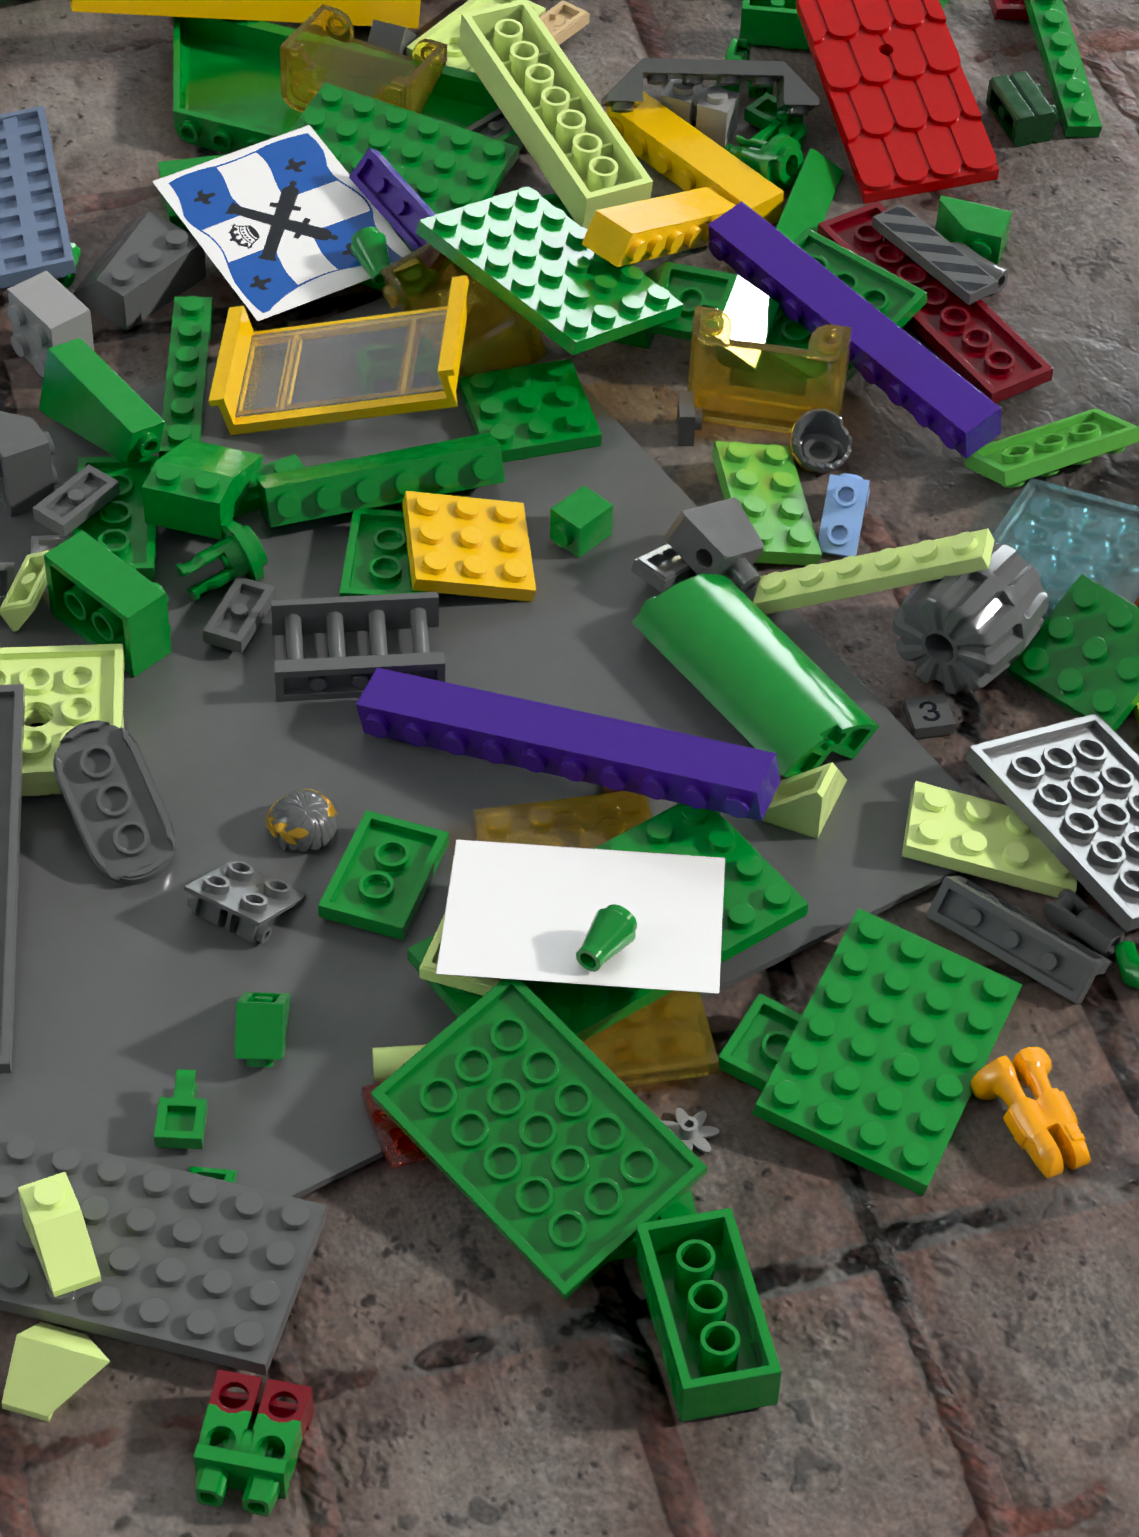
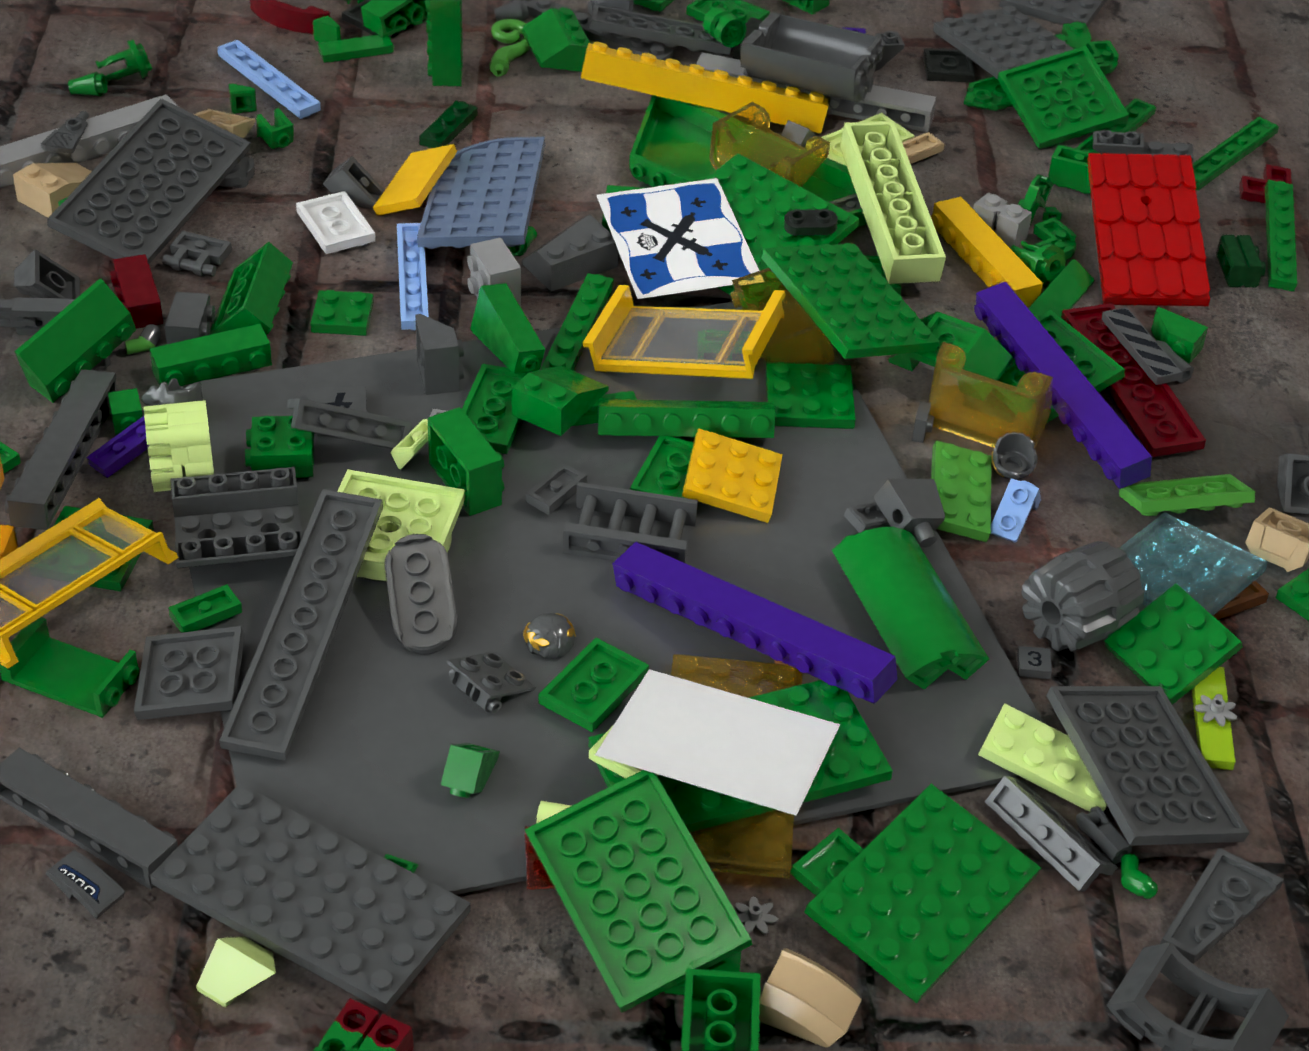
camera: 15 degrees right, 5 degrees down
(59, 1234) = (270, 875): yellowish green slope -> none
(76, 500) = (468, 389): dark grey plate -> none
(181, 1117) = (392, 817): green plate -> none
(238, 552) = (568, 446): green piece -> none
(371, 252) = (730, 267): green cone -> none
(391, 196) = (755, 230): dark purple plate -> none
(457, 165) = (810, 222): none -> pearl dark grey plate
(581, 521) = (819, 475): green brick -> none
(608, 934) = (728, 755): green cone -> none
(654, 226) = (934, 286): yellow brick -> none
(791, 90) = (1070, 218): dark grey slope -> none
(794, 1225) = (807, 1000): none -> tan slope
(806, 800) = (918, 699): yellowish green slope -> none
(875, 571) = (1018, 549): yellowish green plate -> none
(1040, 1126) = (1017, 970): light orange piece -> none

